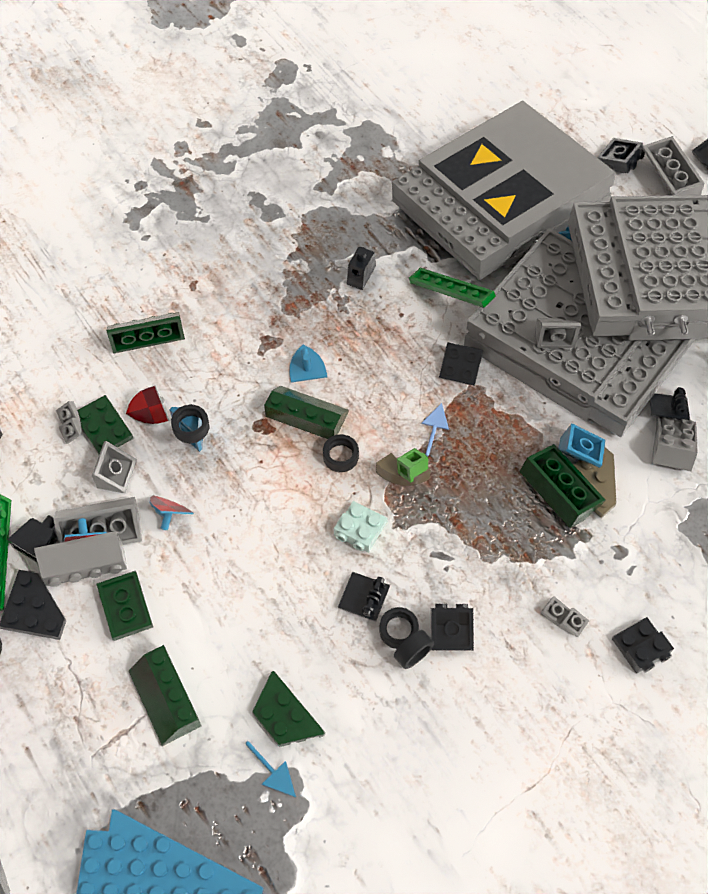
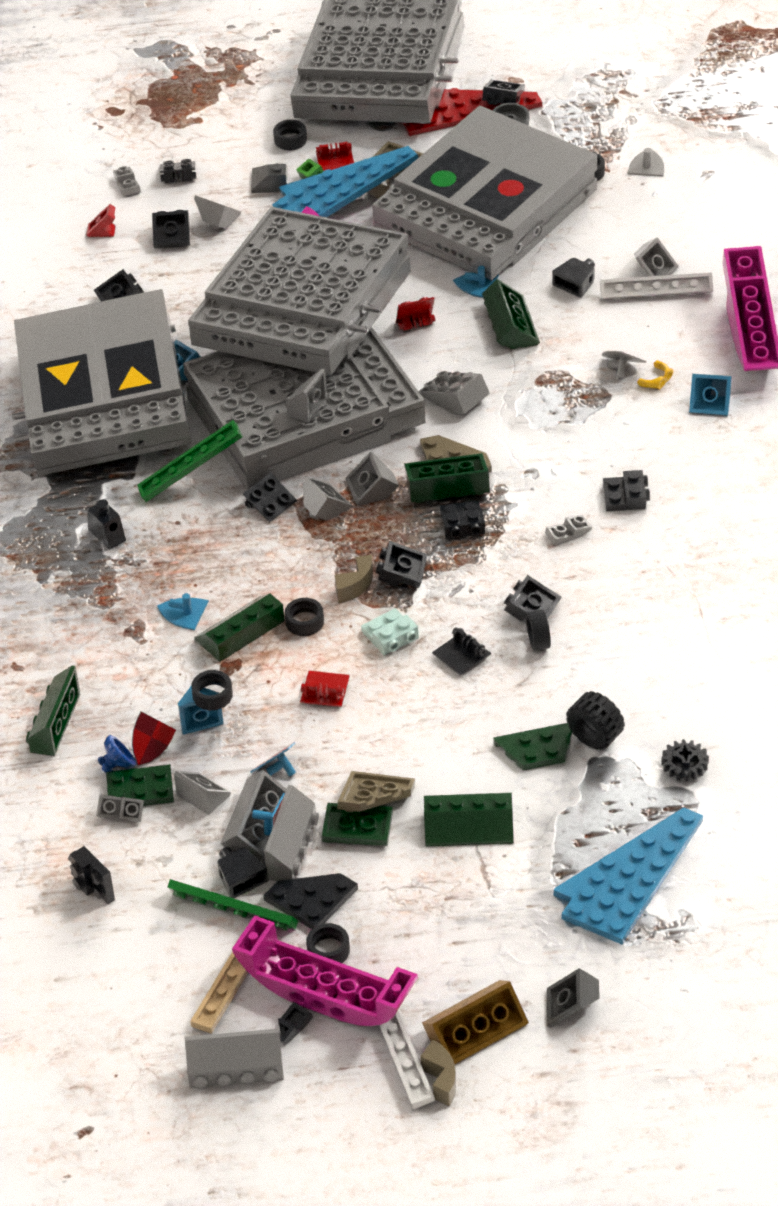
camera: 60 degrees left, 15 degrees down
(121, 392) = (116, 755): none -> blue hair
(160, 599) = (372, 790): none -> dark tan plate
(269, 507) = (324, 688): none -> red hinge
(279, 779) = (594, 769): dark azure piece -> none
(319, 754) = (595, 720): none -> black tyre
(331, 857) = (685, 760): none -> black gear
(395, 613) = (508, 627): black tyre -> none
(412, 464) = (362, 559): bright green brick -> none
(437, 420) = (314, 540): light blue piece -> none
(437, 499) = (401, 565): none -> black plate
(481, 403) = (323, 499): none -> light grey slope
(524, 429) = (371, 480): none -> light grey slope
(524, 521) = (462, 519): none -> black plate
(582, 445) = (418, 447): dark azure slope -> none
(671, 406) = (421, 372): black hinge -> none
(674, 167) = (169, 260): light grey slope -> none
(689, 109) = (103, 224): none -> red slope

